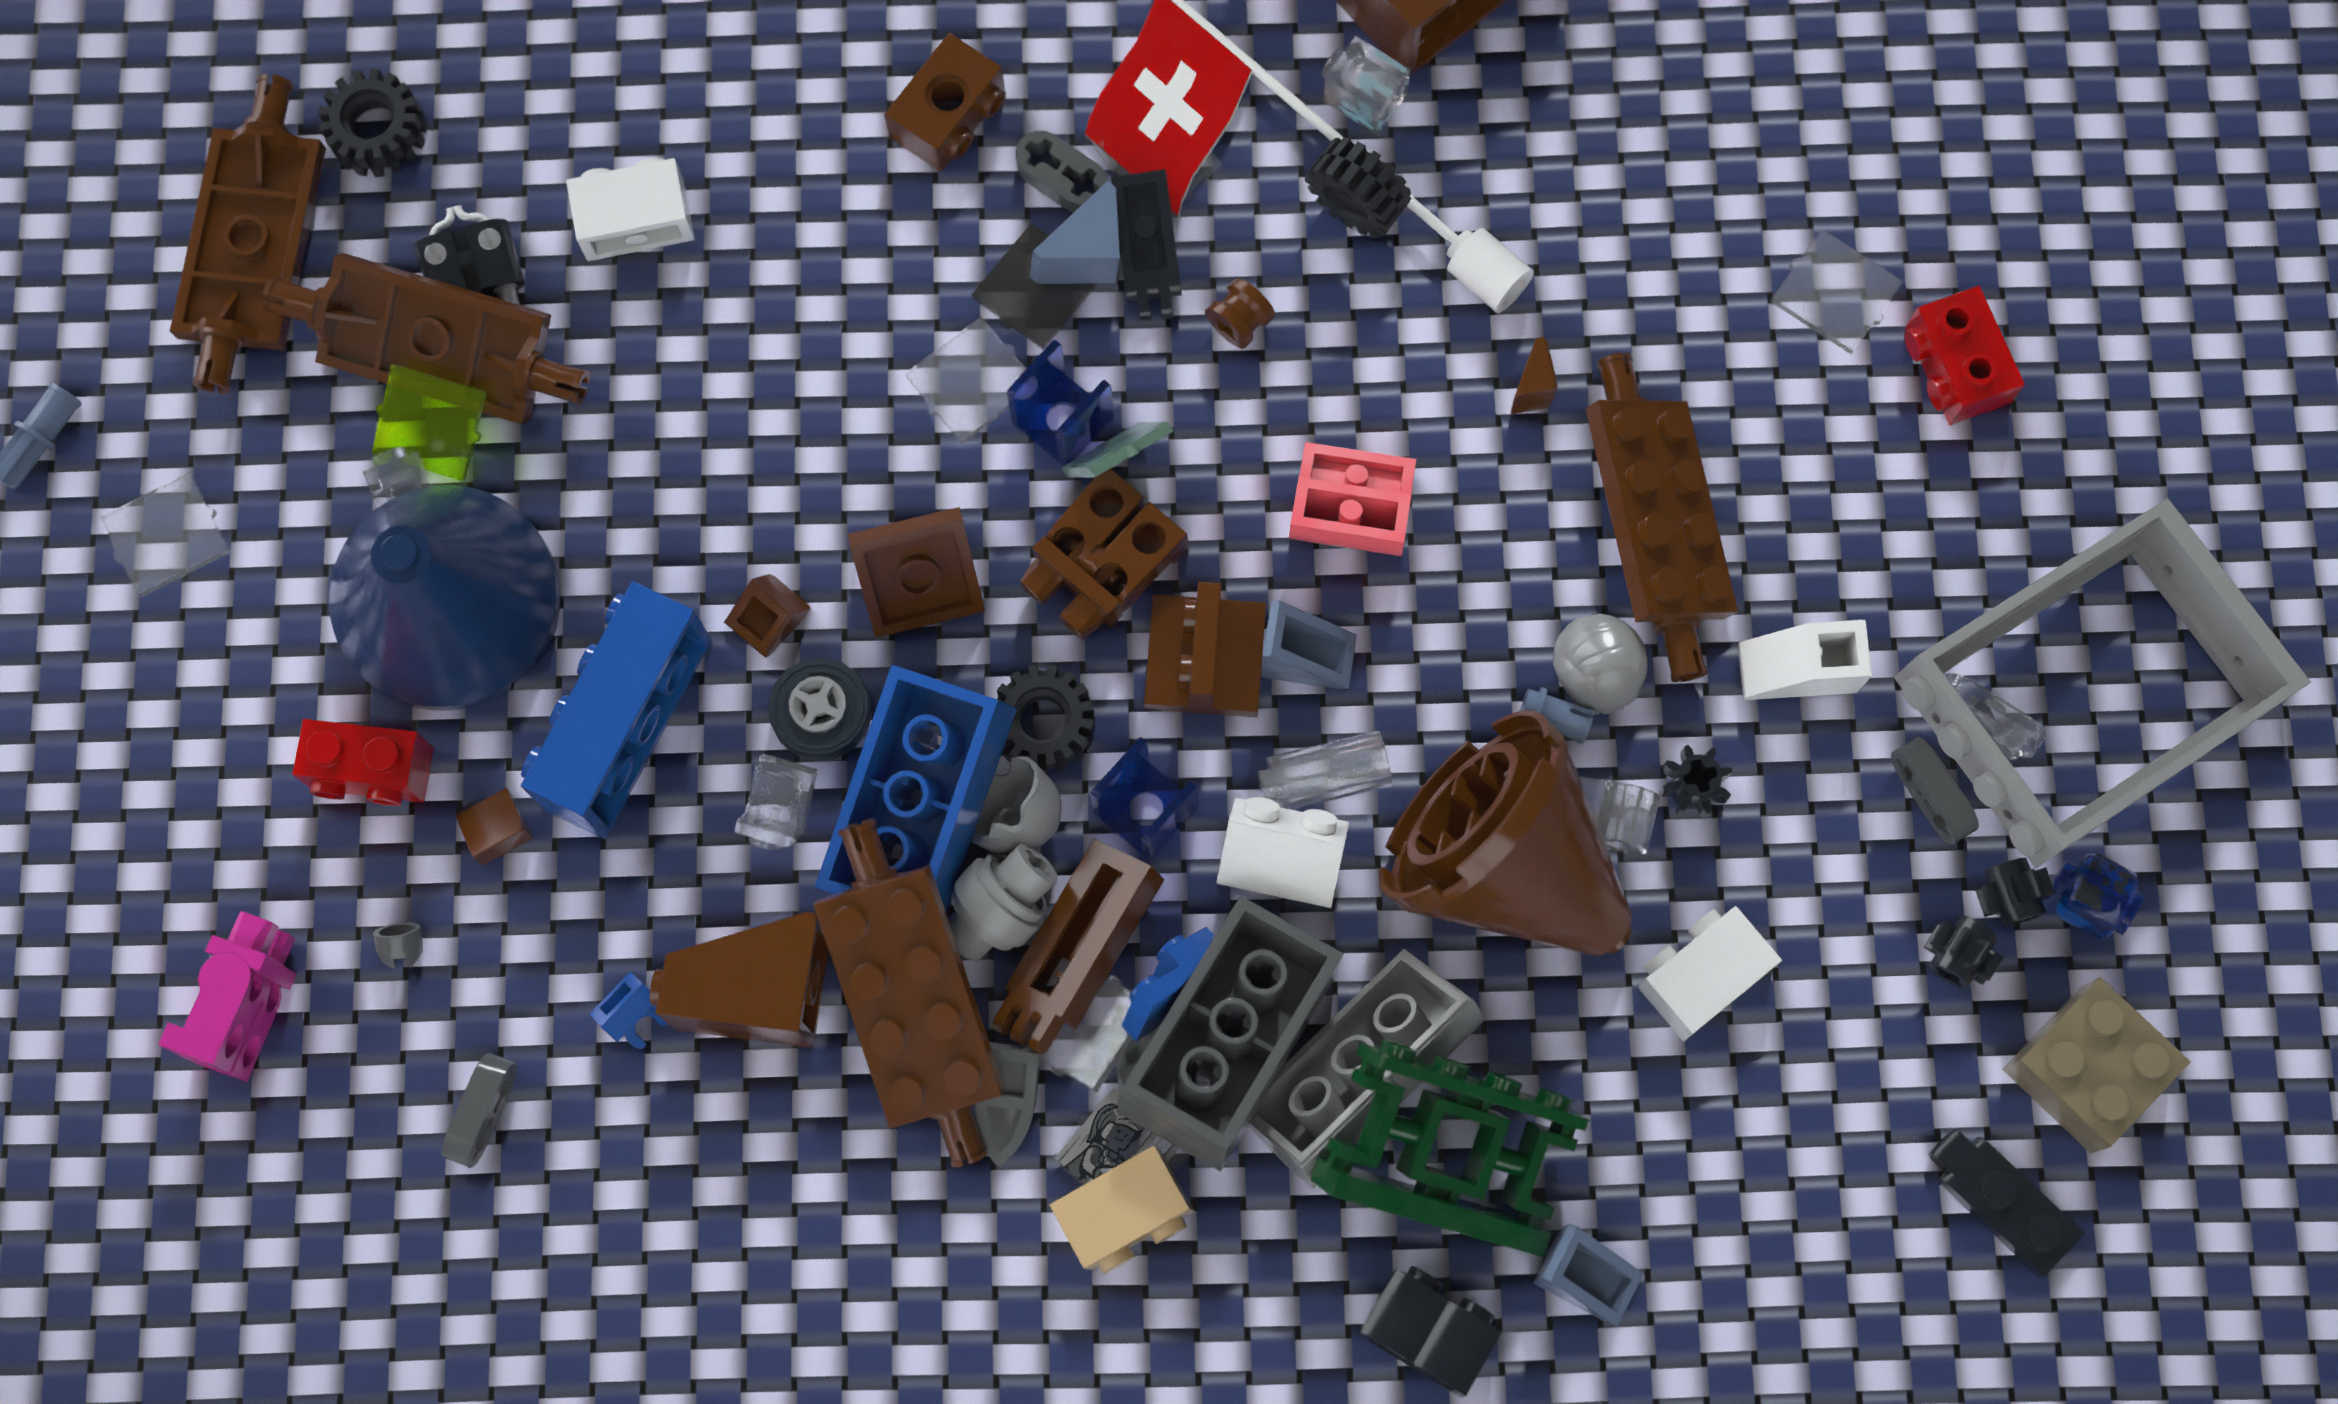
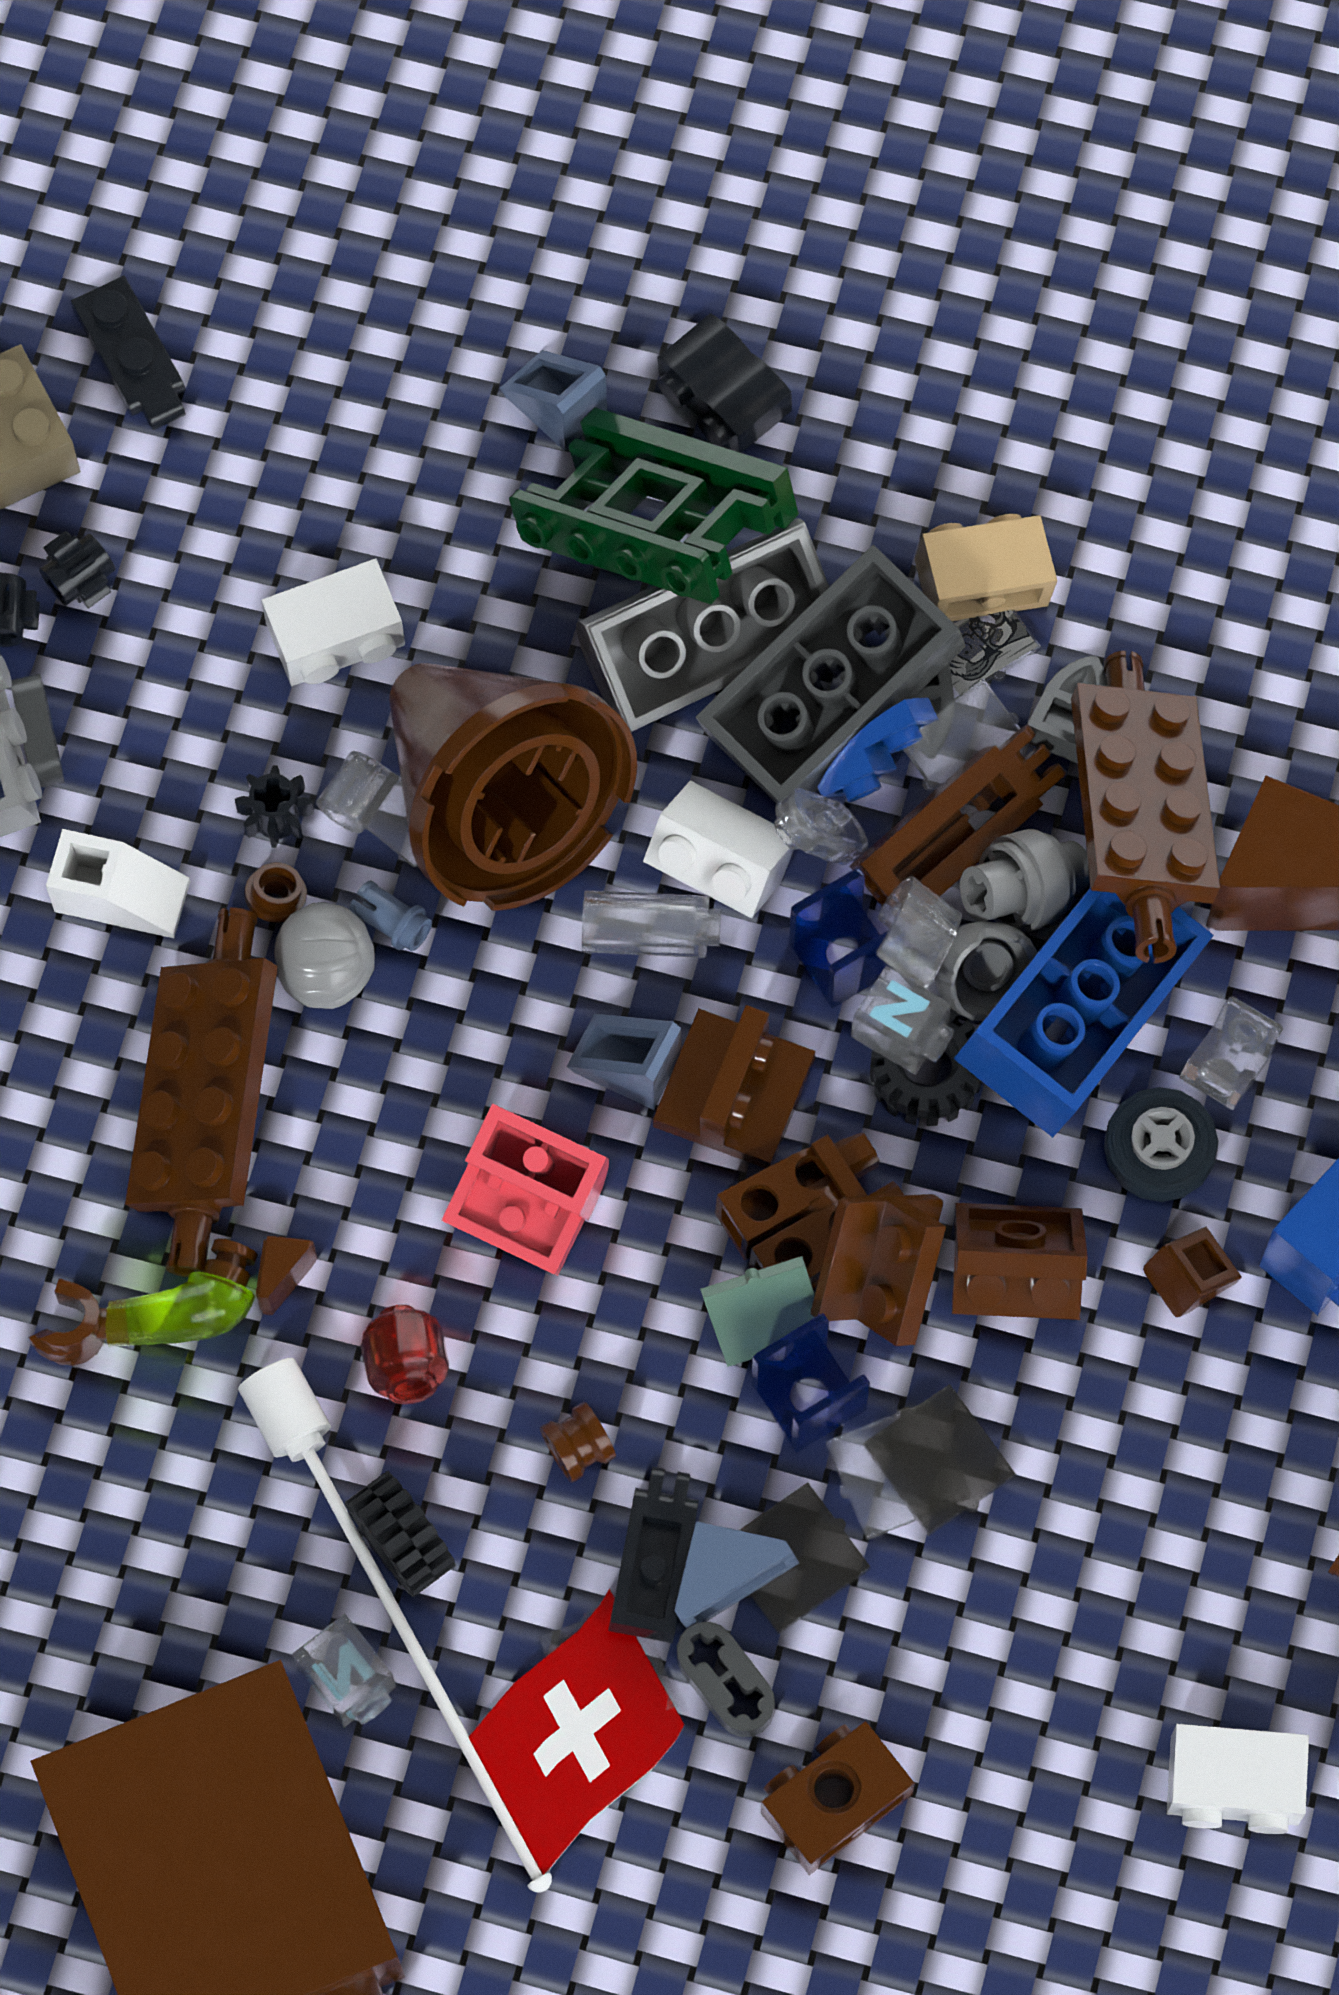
camera: 165 degrees left, 5 degrees down
(938, 391) = (939, 1459): none -> clear smoke piece
(1023, 504) = (881, 1263): none -> reddish brown bracket
(1069, 722) = (903, 1021): none -> clear brick
(1073, 807) = (918, 932): none -> clear panel
(1198, 893) = (819, 827): none -> clear plate
(1407, 340) = (404, 1354): none -> clear red head
(1590, 324) = (194, 1311): none -> piece
(1677, 720) = (277, 879): none -> reddish brown plate

